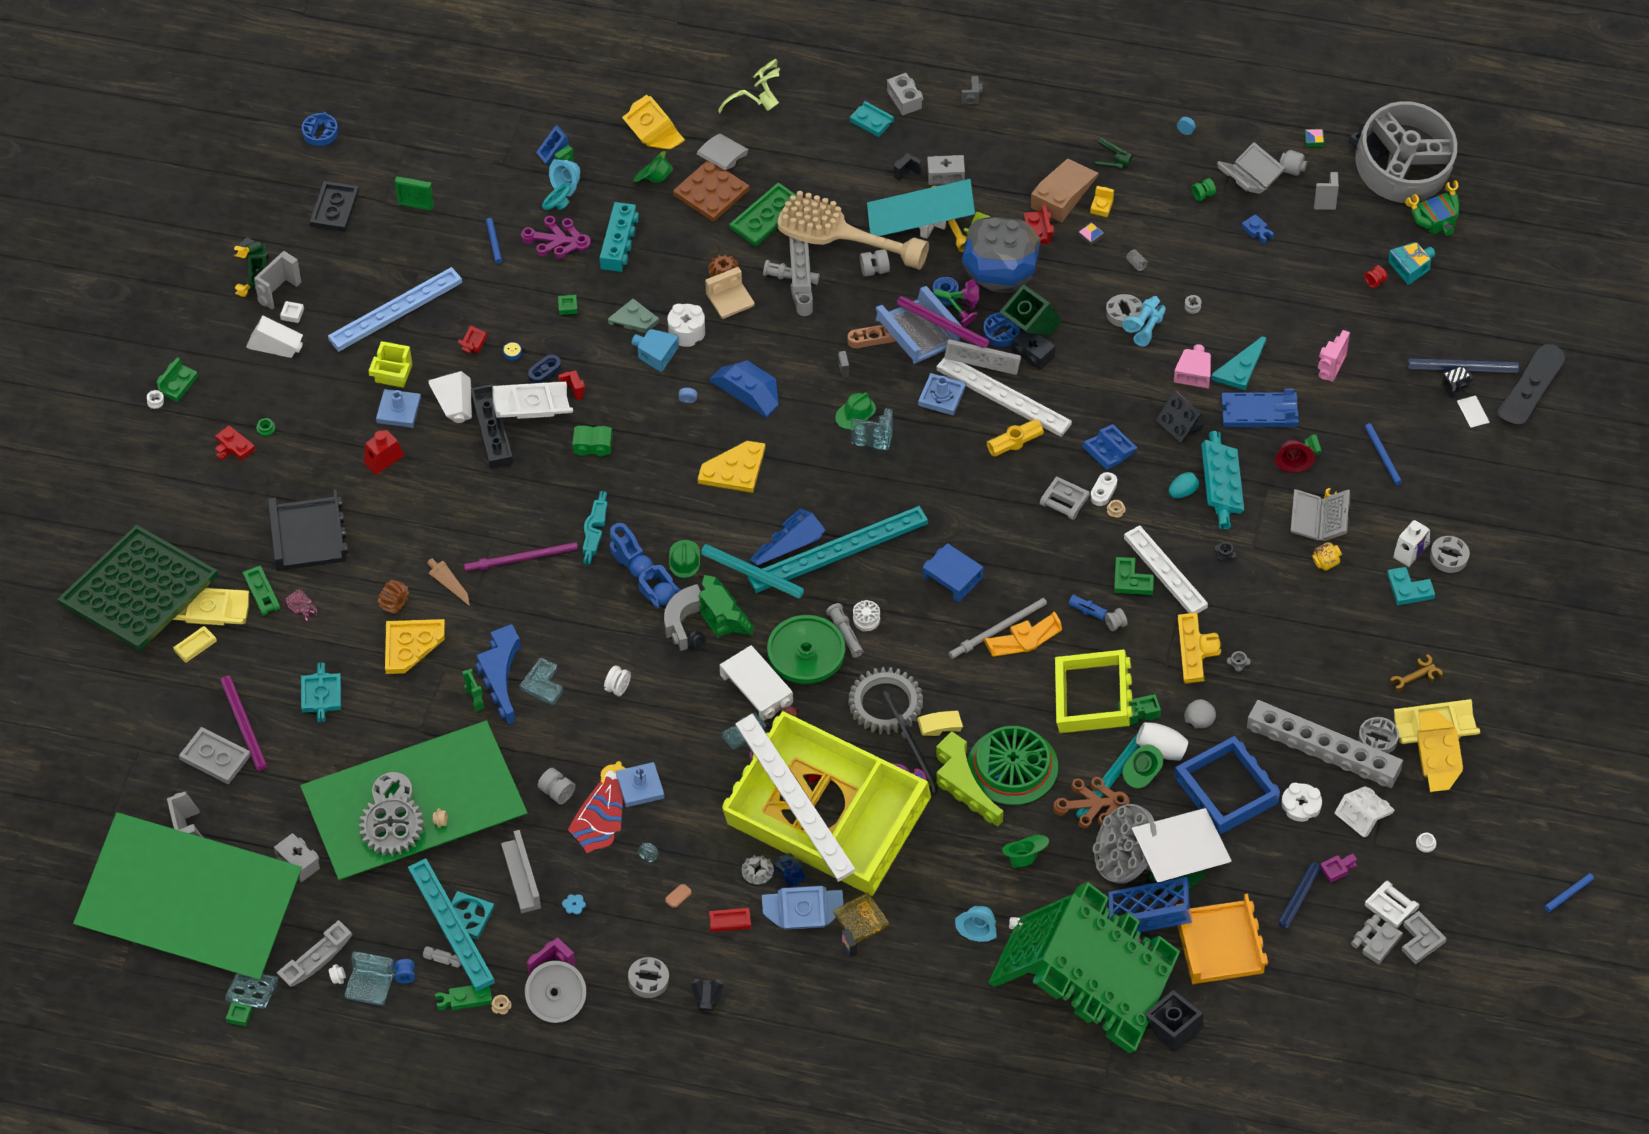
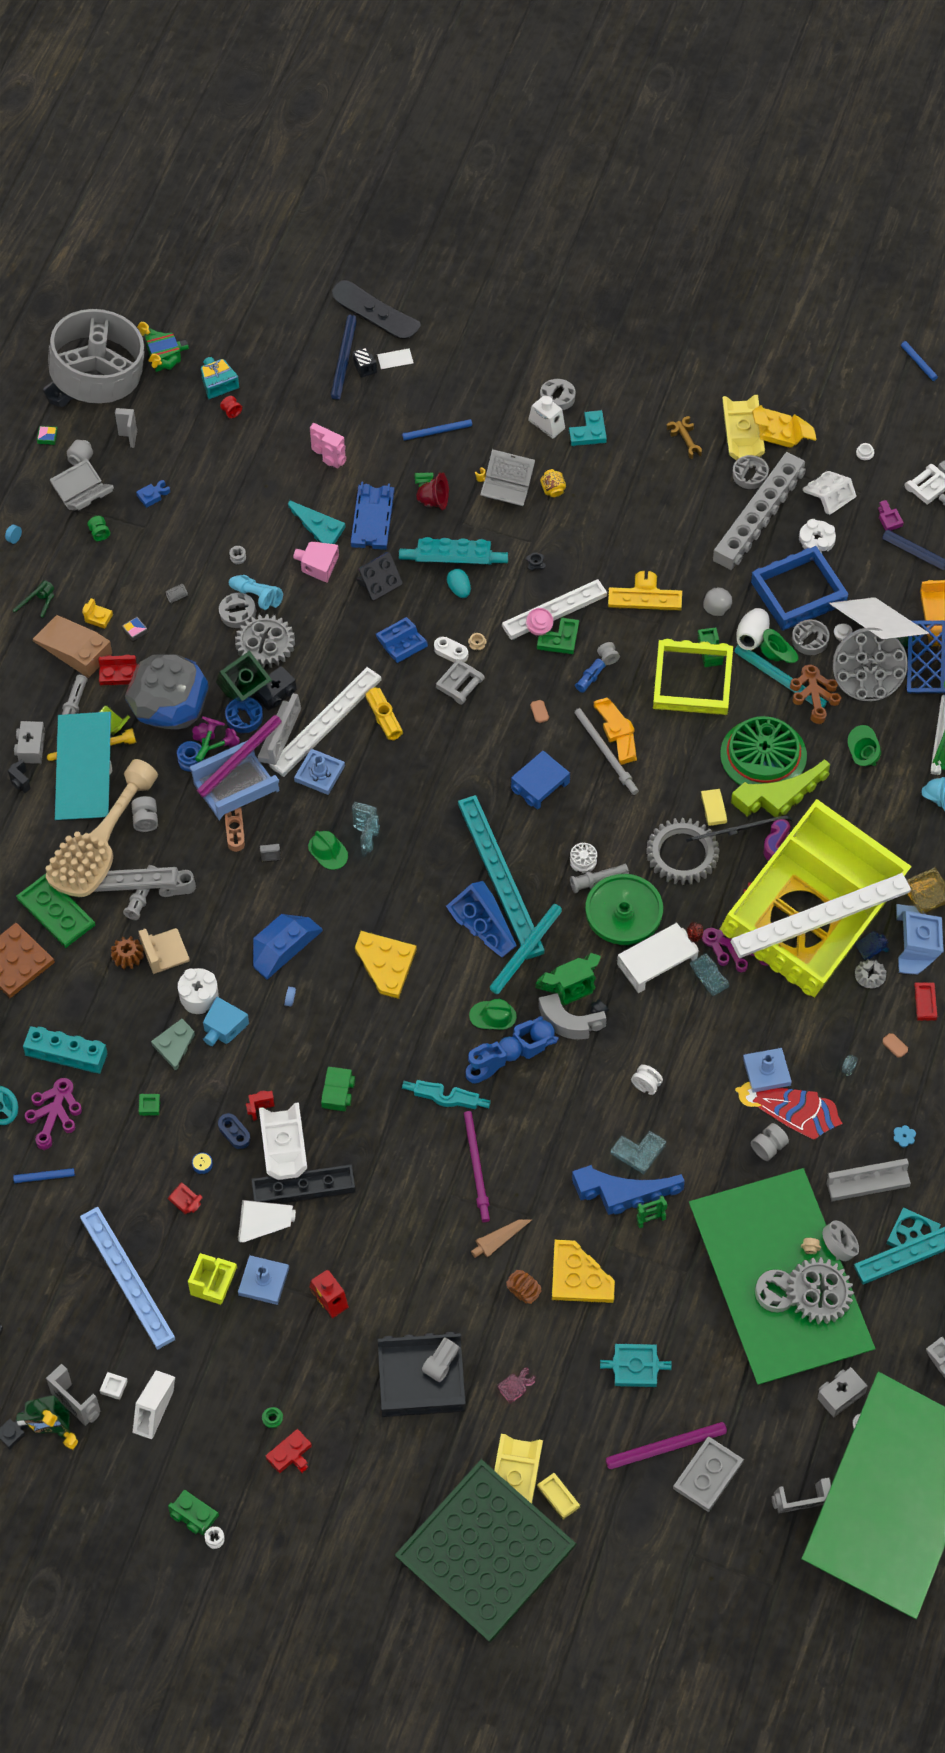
camera: 85 degrees left, 5 degrees up
(261, 590) = (496, 1424): green plate -> none
(317, 539) = (438, 1364): none -> light grey piece
(438, 838) = (832, 1239): none -> light grey piece
(998, 196) = (71, 706): none -> light grey pin
(1041, 570) = (539, 711): none -> nougat piece
(1088, 335) = (281, 645): none -> light grey gear
(1141, 552) = (539, 621): none -> bright pink plate
(1171, 792) = (804, 629): none -> light grey piece
(1238, 656) = (661, 561): flat silver plate -> none

